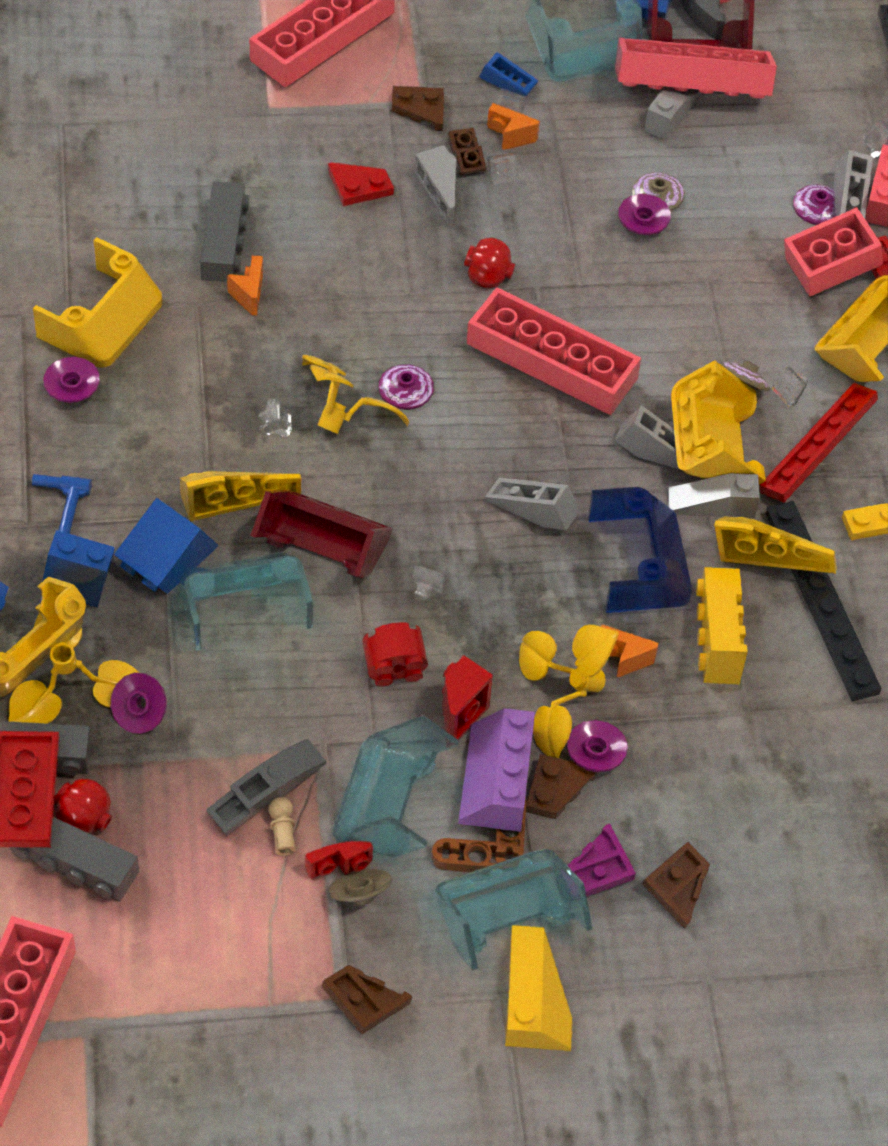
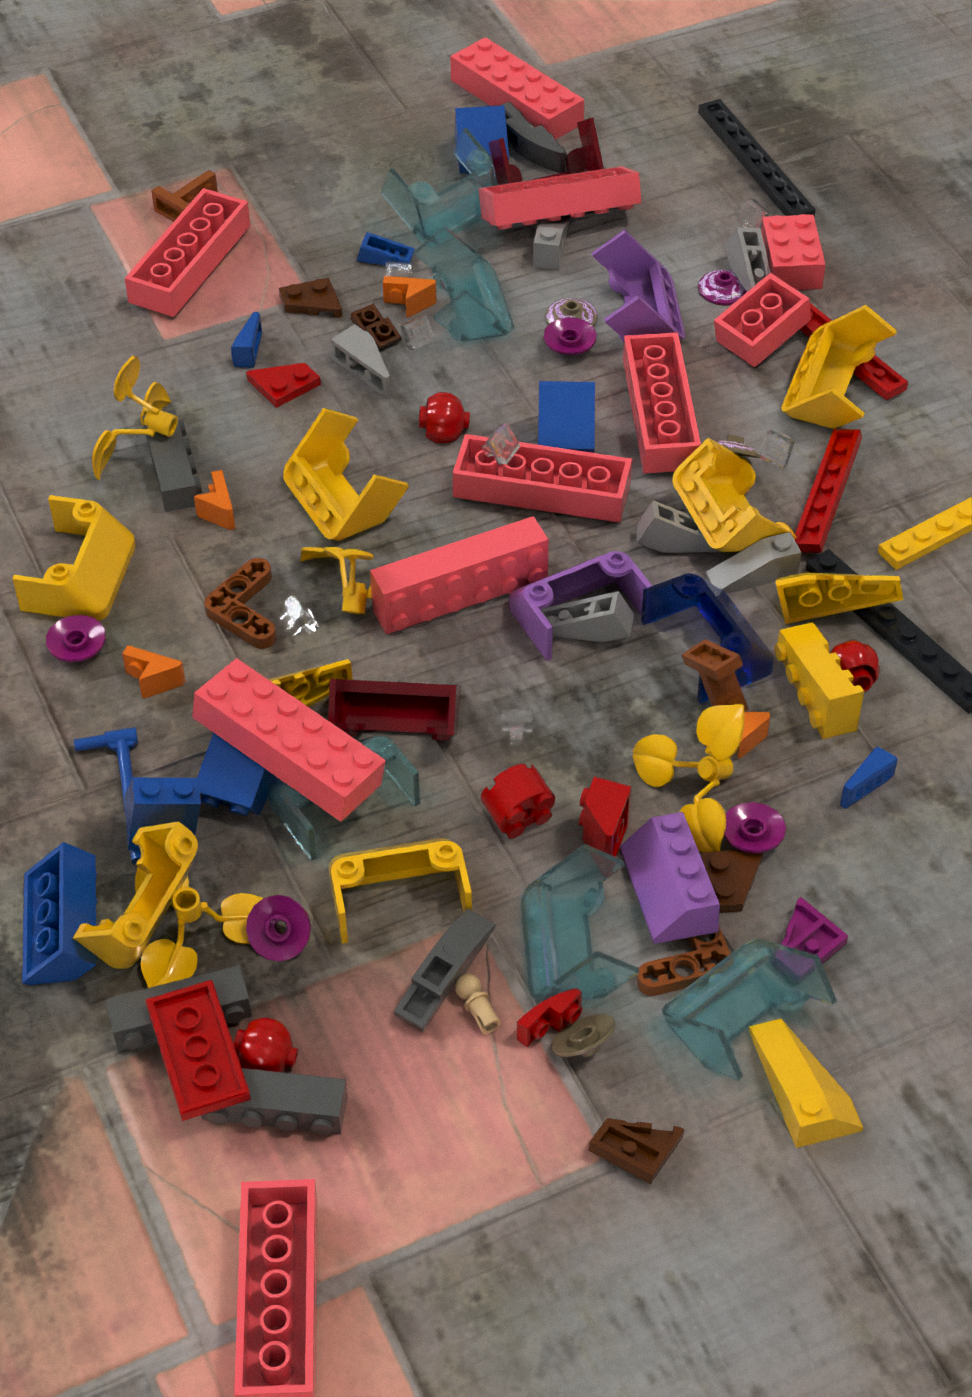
camera: 15 degrees left, 5 degrees down
(127, 432) = (154, 671): none -> orange slope
(206, 536) = (288, 739): none -> coral brick
(221, 191) = (153, 403): none -> yellow plant
(225, 387) = (235, 606): none -> dark orange beam
(259, 674) = (396, 863): none -> yellow windscreen
(341, 133) = (246, 345): none -> blue slope
(351, 298) = (324, 492): none -> yellow windscreen
(407, 394) = (407, 545): dish -> none
(434, 423) = (459, 574): none -> coral brick
(523, 309) = (501, 444): none -> clear tile
(530, 463) = (568, 584): none -> medium lavender windscreen
(577, 139) = (476, 296): none -> clear light blue windscreen
(601, 298) = (567, 415): none -> blue slope
(623, 595) = (717, 672): none -> dark orange bracket
(679, 882) = (892, 932): reddish brown wing -> none
(698, 305) = (660, 401): none -> coral brick
(729, 730) = (871, 774): none -> blue slope
(741, 195) = (646, 287): none -> medium lavender windscreen
(764, 623) = (860, 661): none -> red plant

